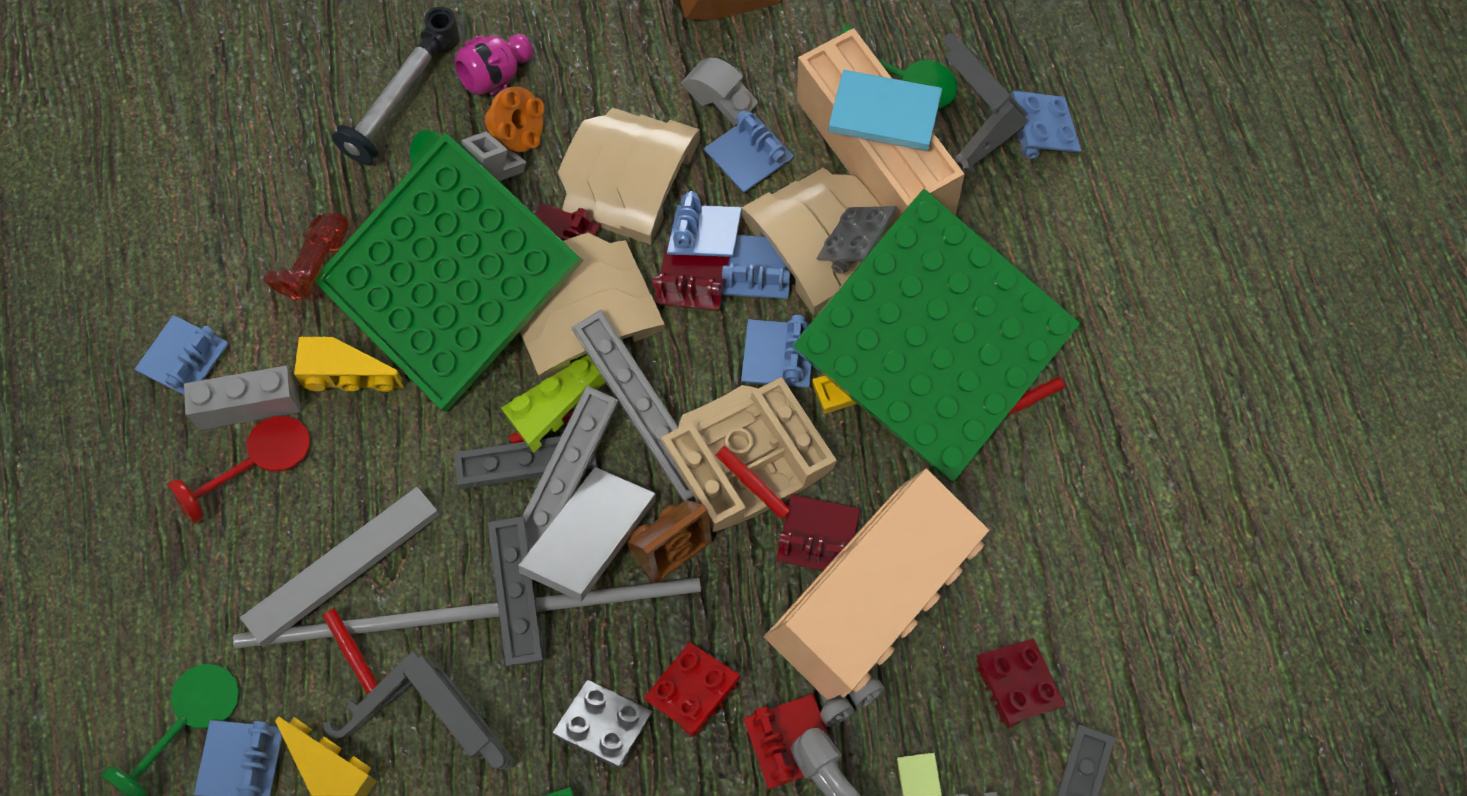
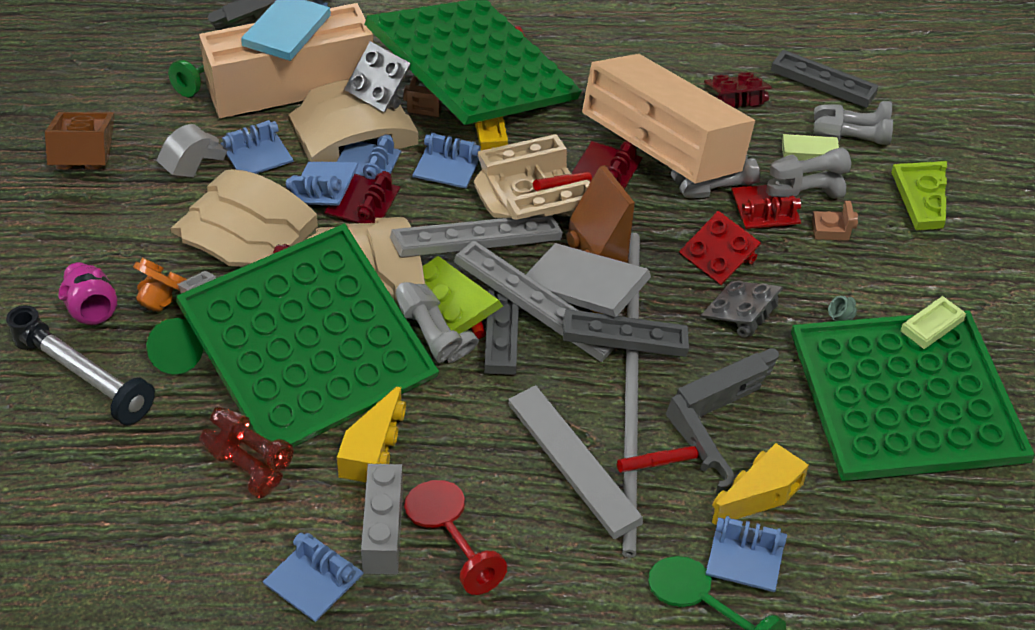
camera: 85 degrees left, 20 degrees down
(503, 358) = (422, 305): none -> light grey piece

